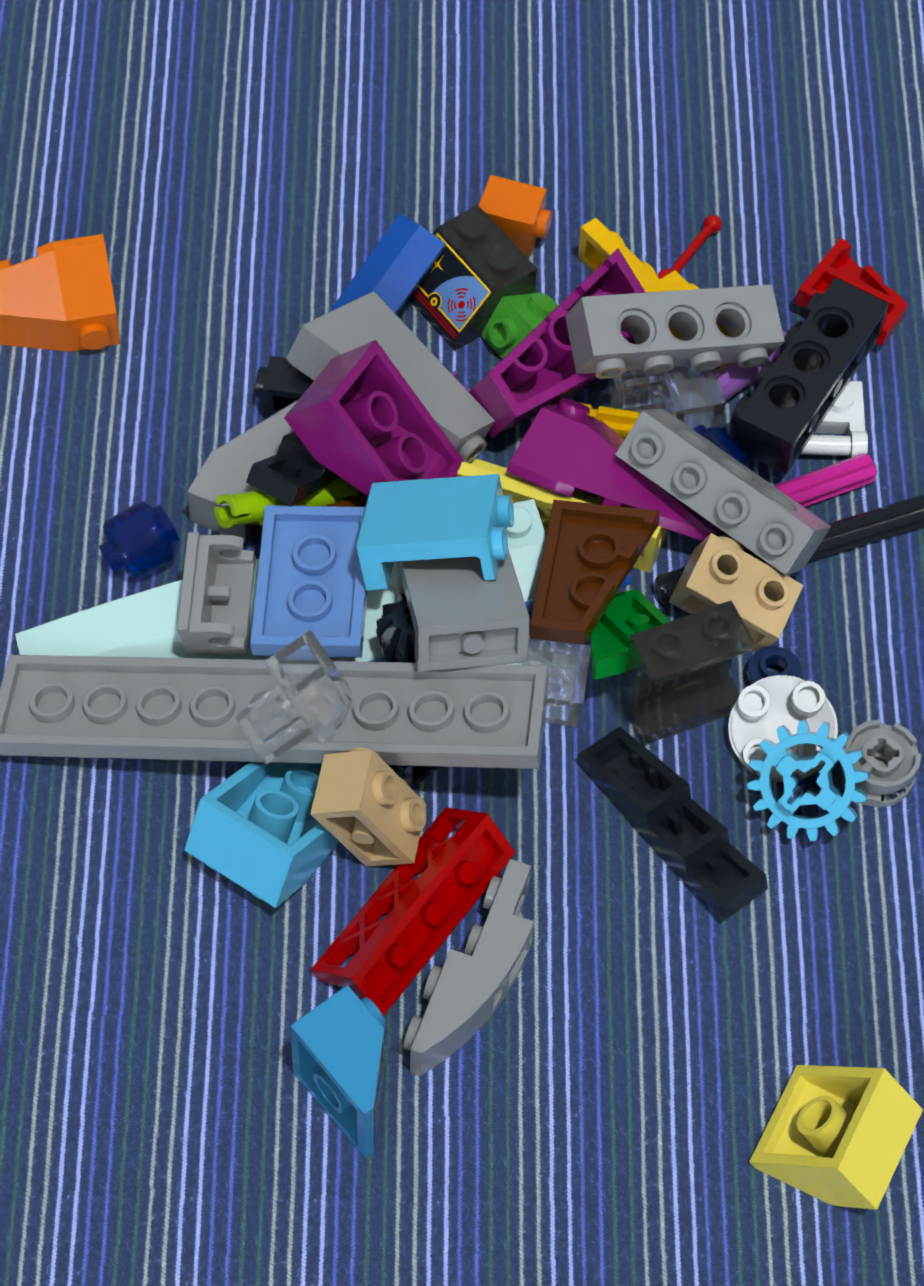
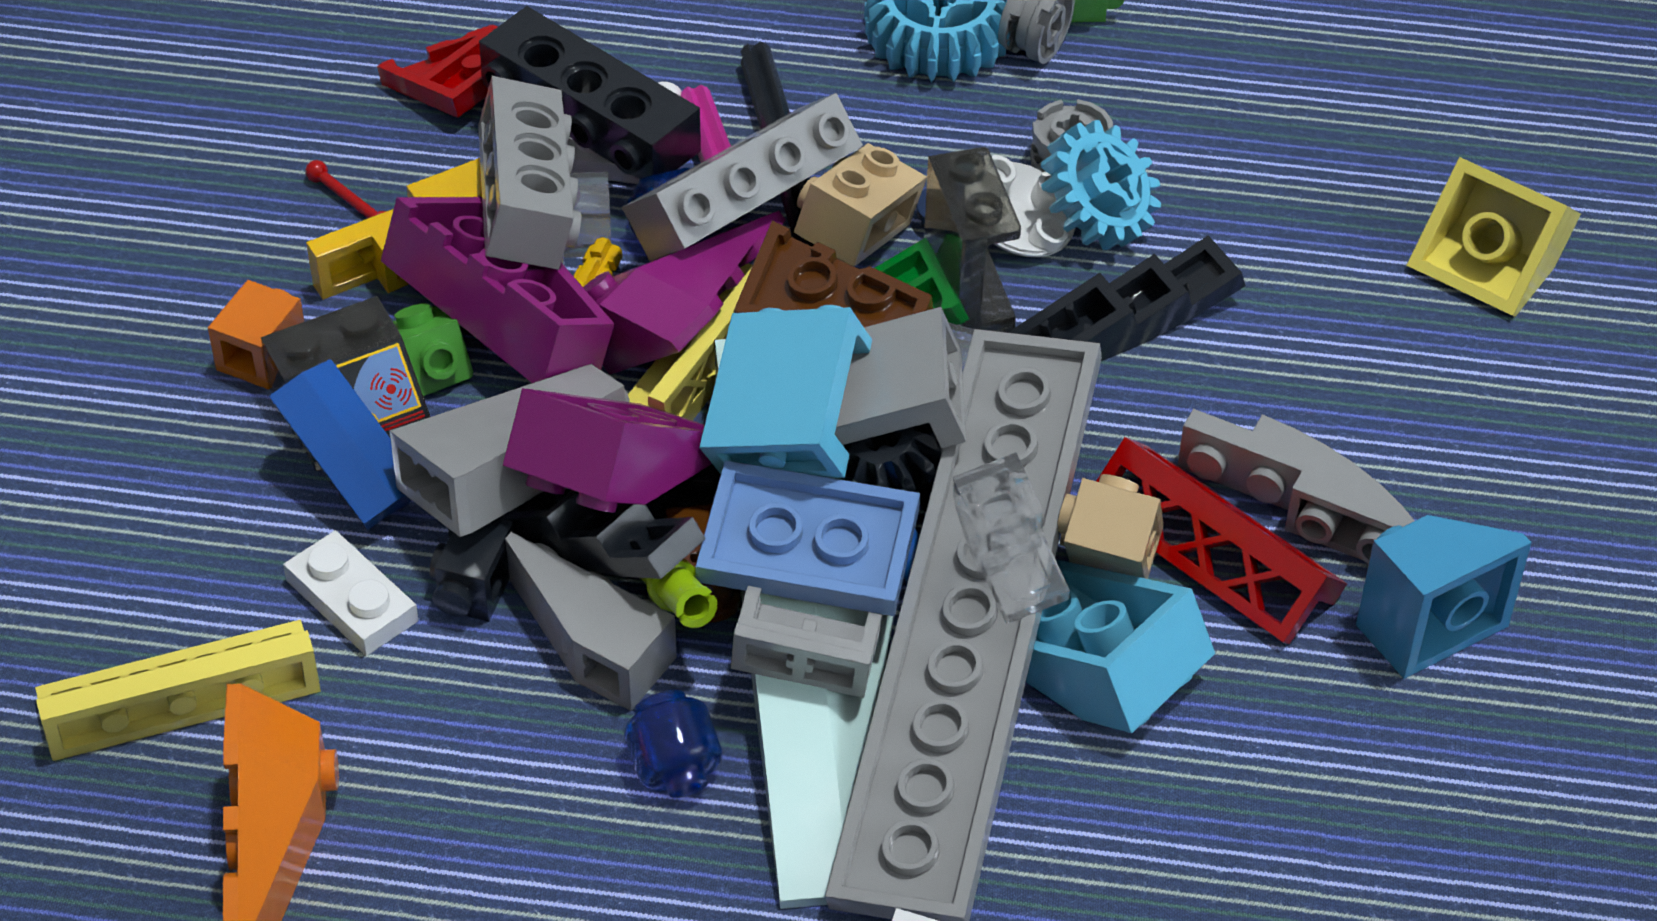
camera: 80 degrees left, 10 degrees down
(159, 247) = (174, 689): none -> light yellow fence
(271, 324) = (351, 592): none -> white plate

